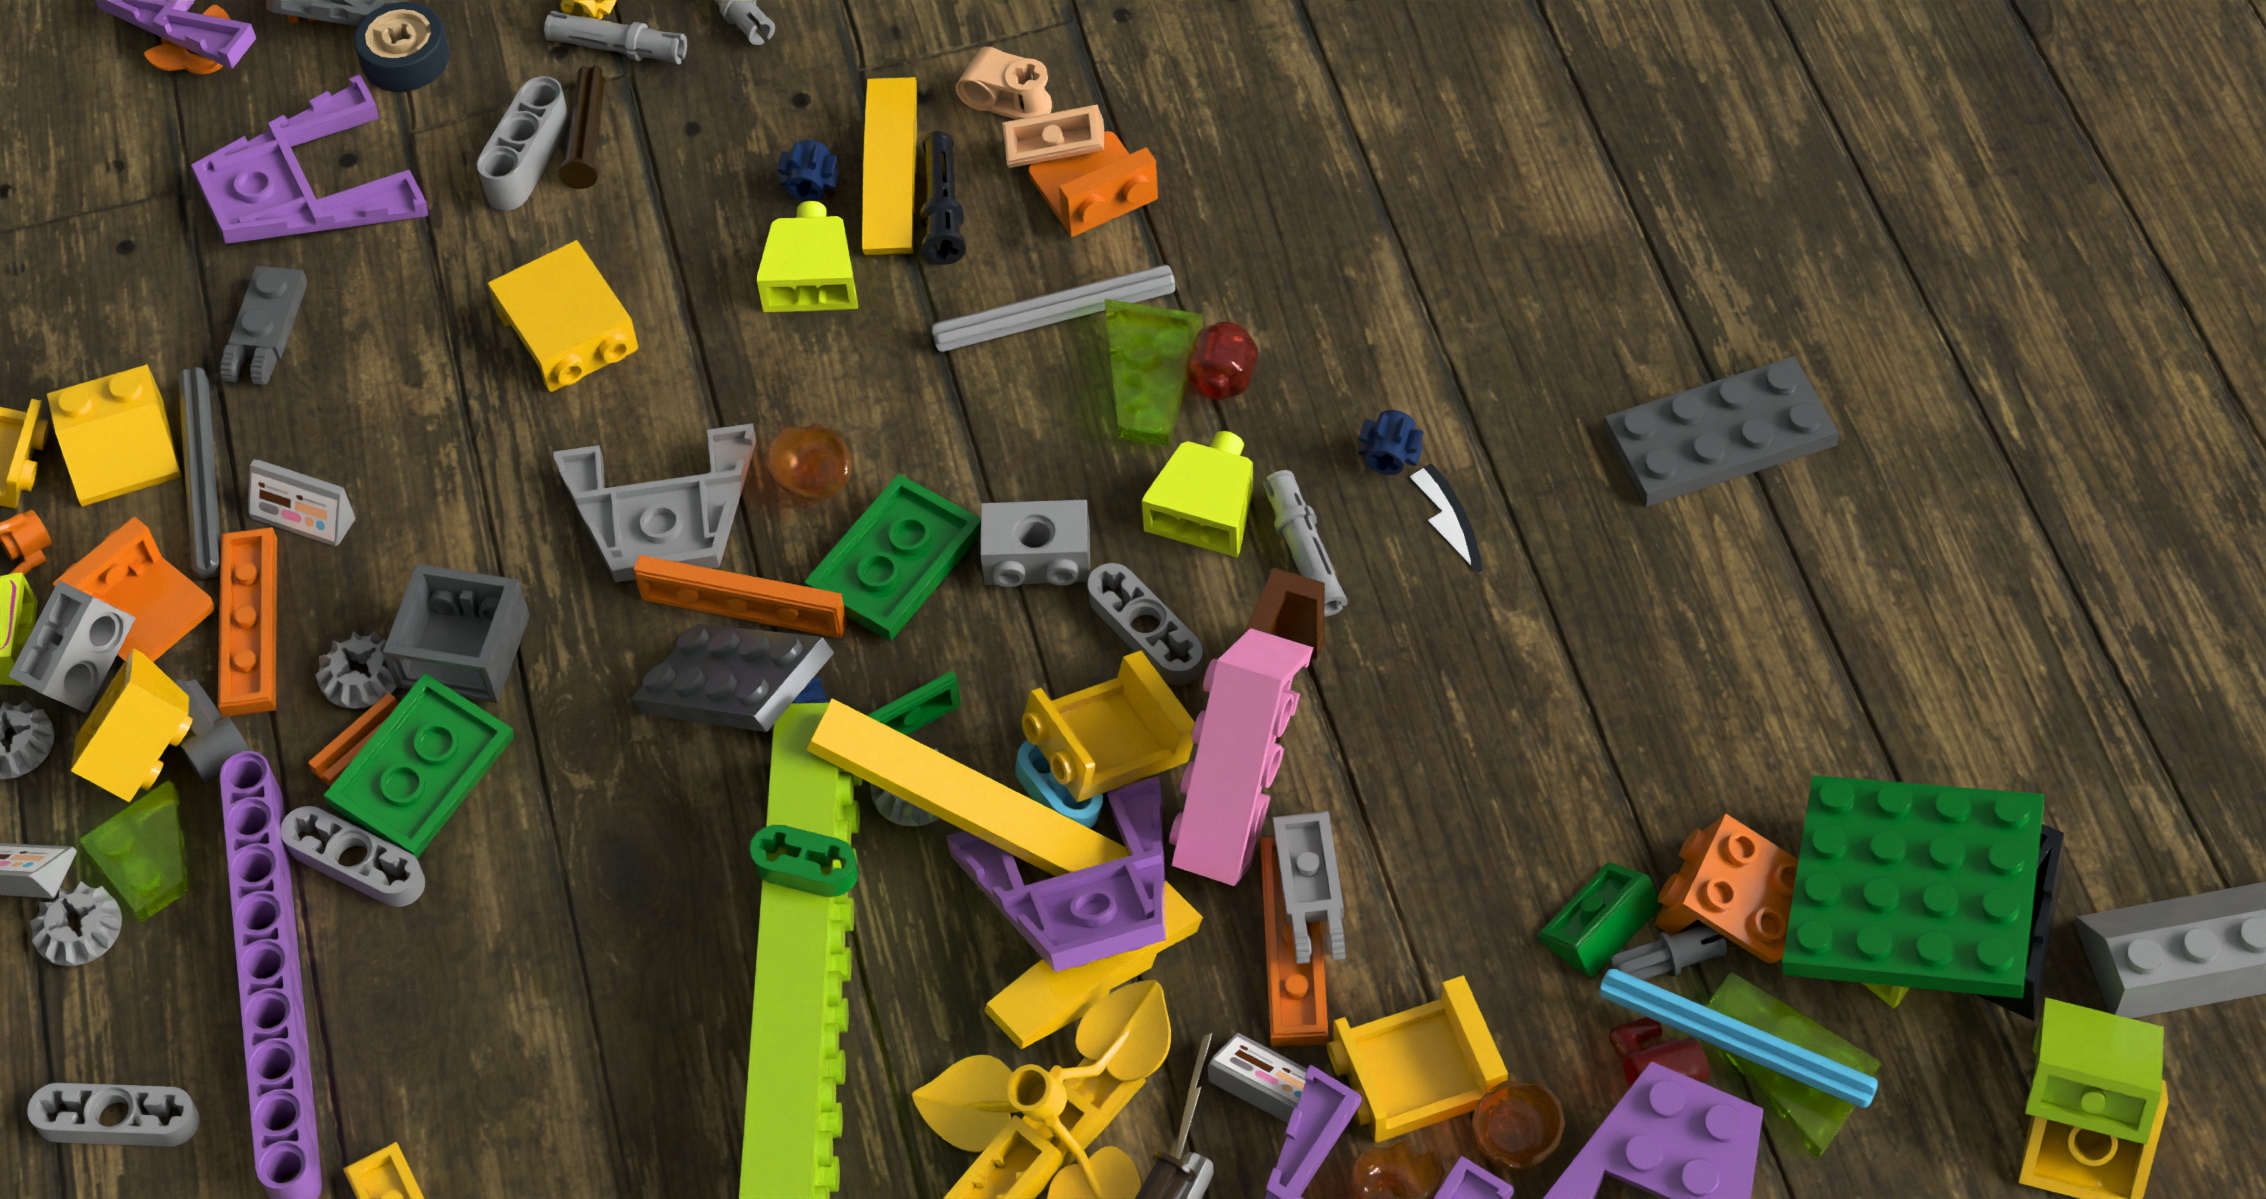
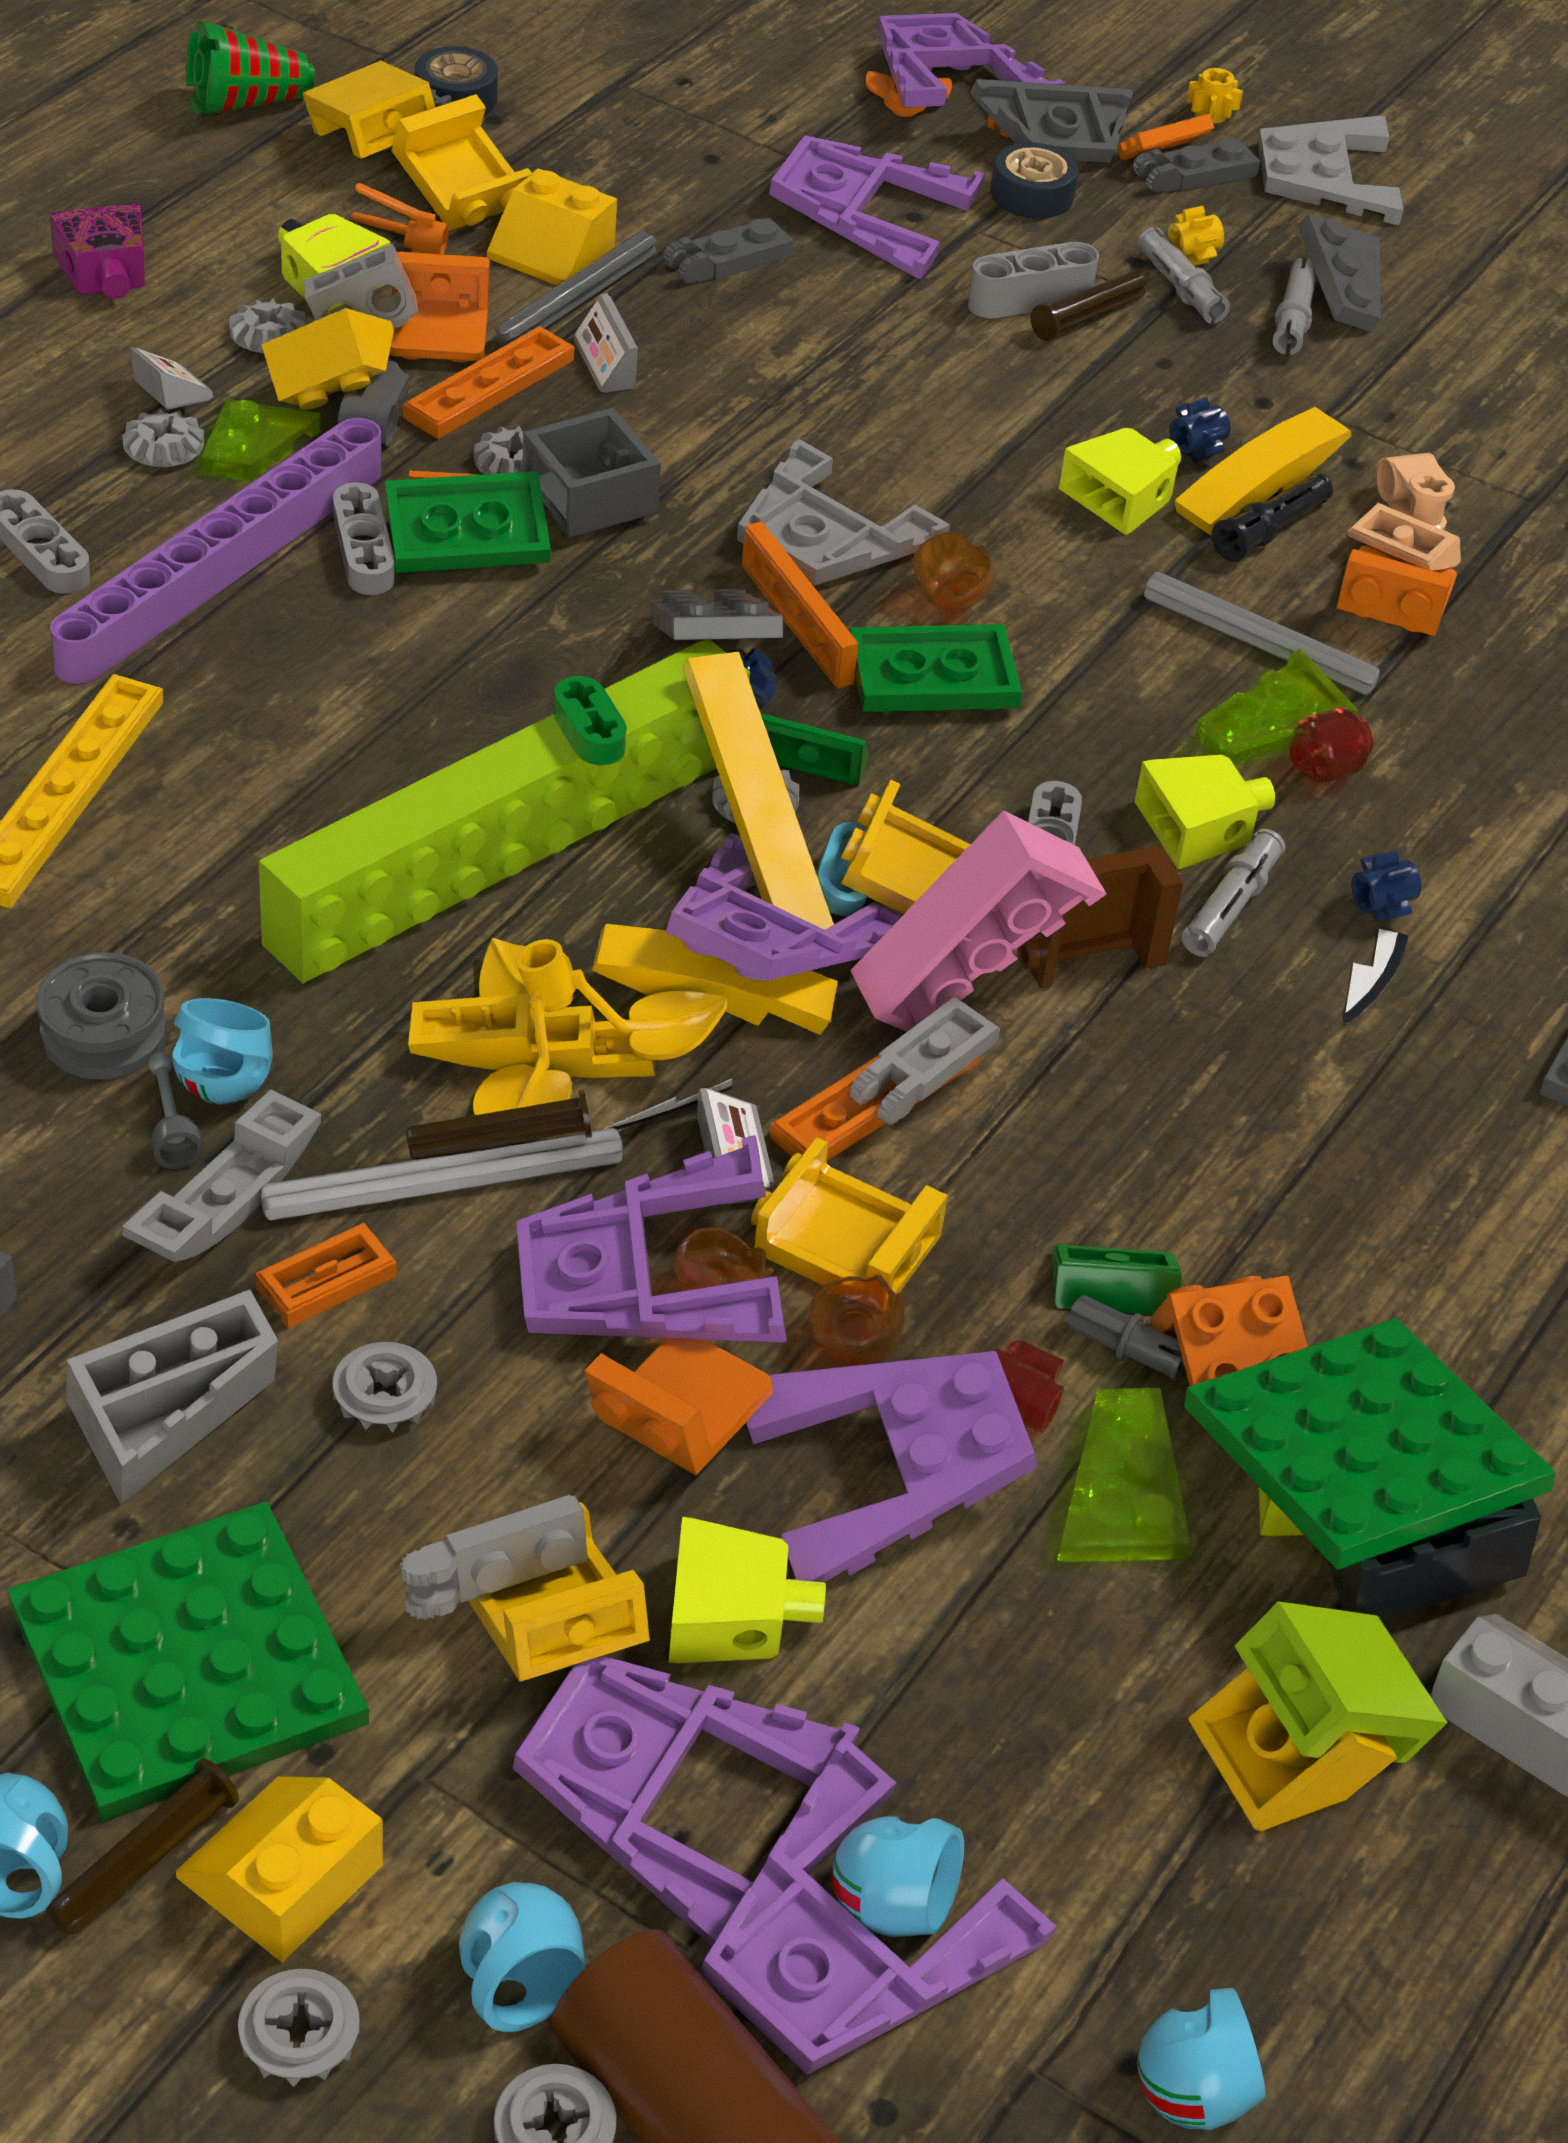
camera: 40 degrees right, 10 degrees down
(564, 315) = (915, 380): yellow panel -> none
(1014, 527) = (1040, 733): light grey brick -> none
(1738, 1038) = (1097, 1421): medium azure axle -> none

